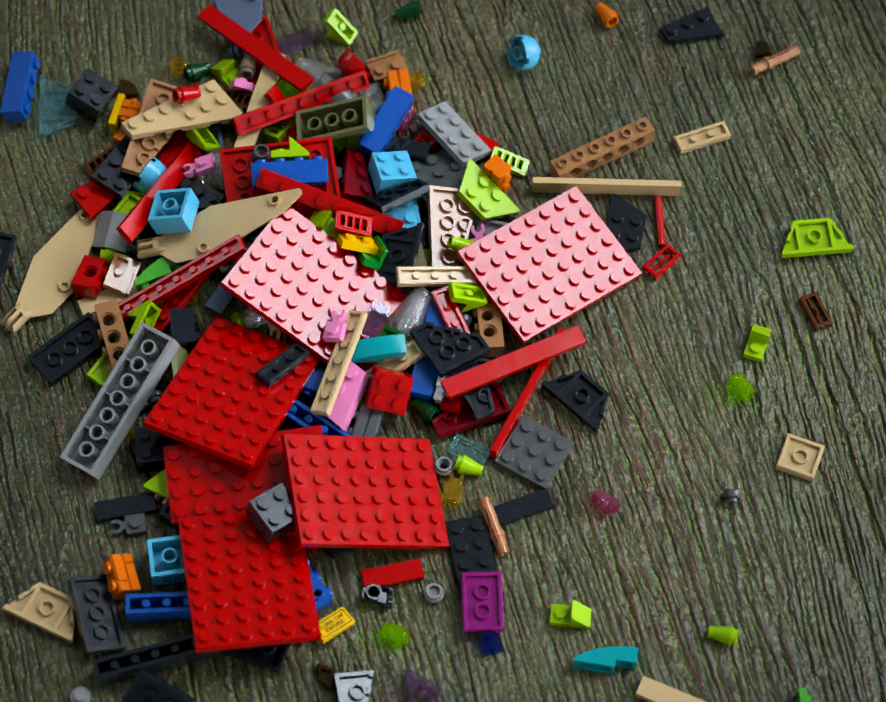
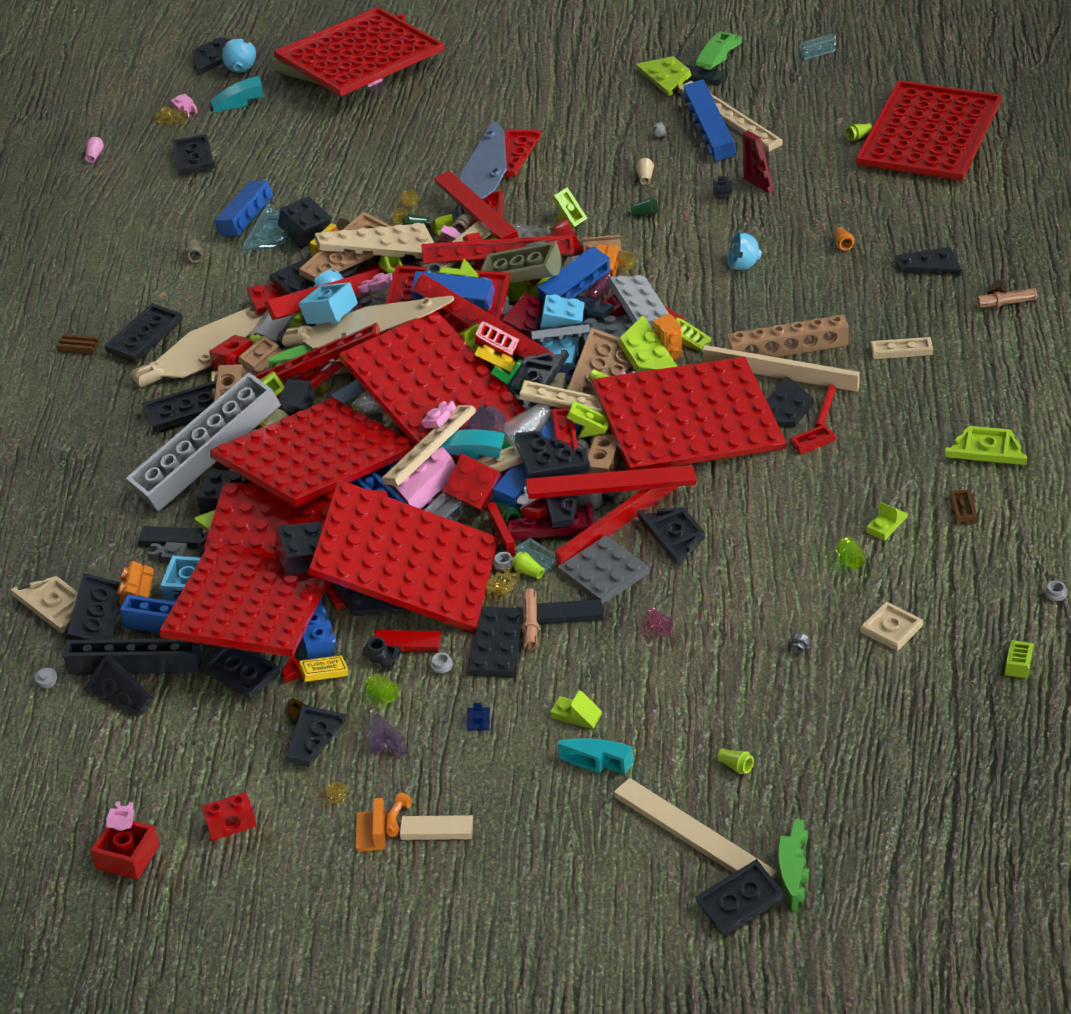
camera: 25 degrees right, 20 degrees down
(176, 39) = (409, 197): none -> clear yellow plate
(184, 94) = (387, 222): red cone -> none
(282, 364) = (373, 437): black tile -> none
(297, 43) = (523, 215): clear purple tile -> none
(428, 431) = (500, 529): none -> red tile
(482, 602) = (485, 677): magenta tile -> none

